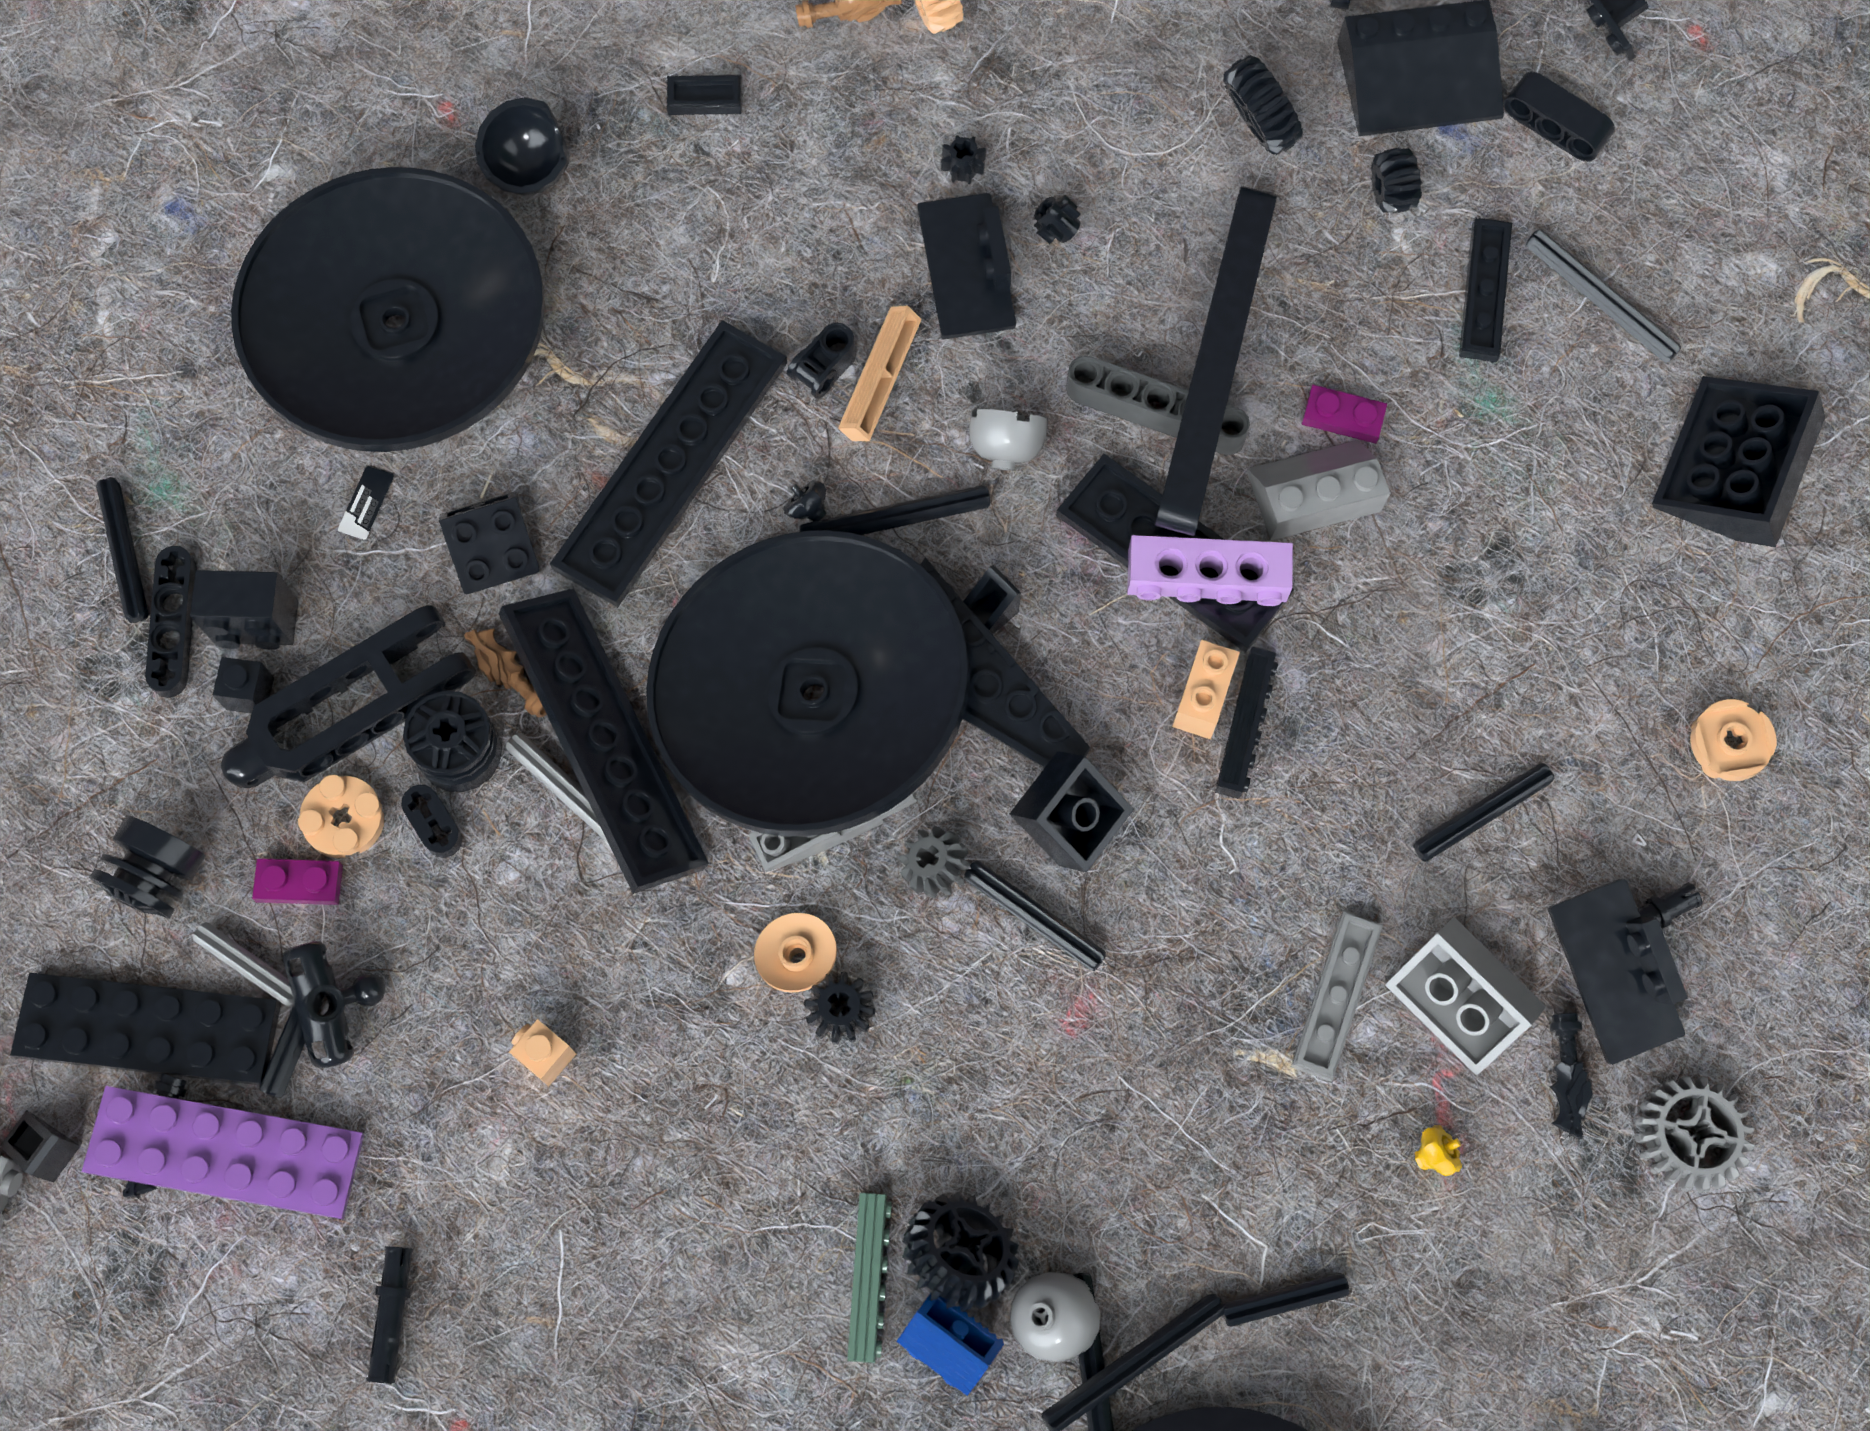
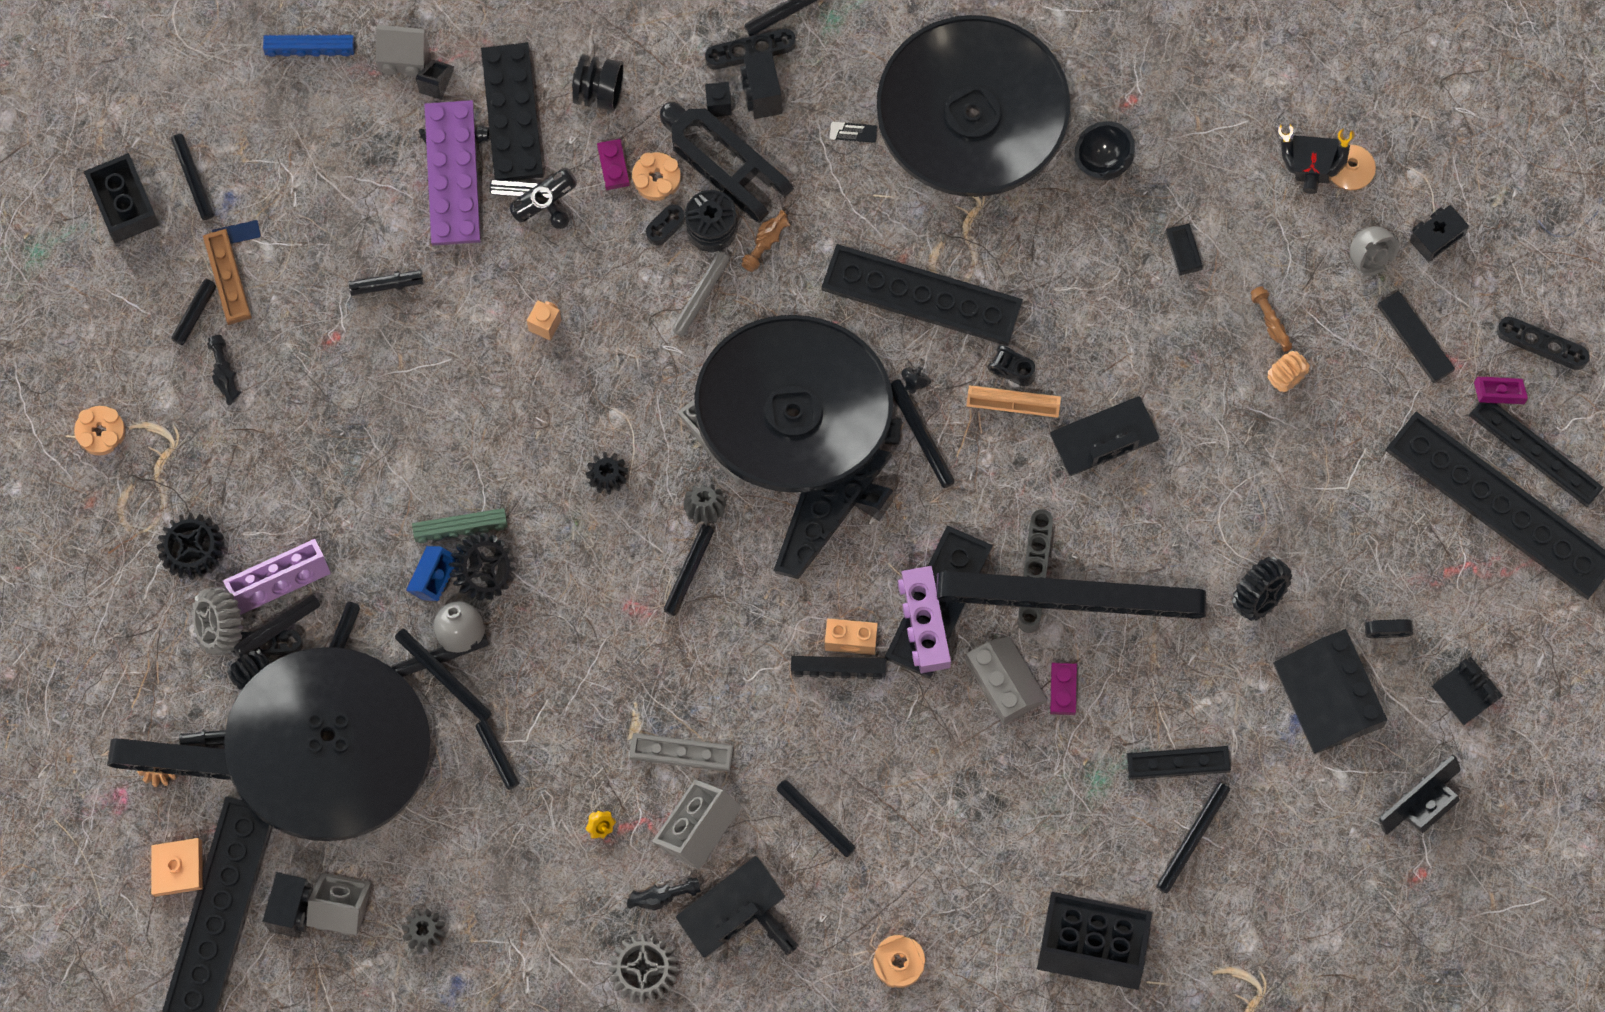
camera: 80 degrees right, 0 degrees up
(244, 962) = (560, 149): light grey axle -> none
(489, 543) = (843, 205): black bracket -> none
(603, 740) = (734, 301): black plate -> none
(787, 937) = (633, 431): light nougat dish -> none
(963, 159) = (1174, 422): black gear -> none
(1006, 436) = (987, 484): light grey cylinder -> none
(1057, 219) = (1149, 482): black gear -> none
(1071, 811) = (750, 571): black brick -> none
(1396, 180) = (1235, 686): black gear -> none
(1559, 116) = (1319, 787): black beam -> none

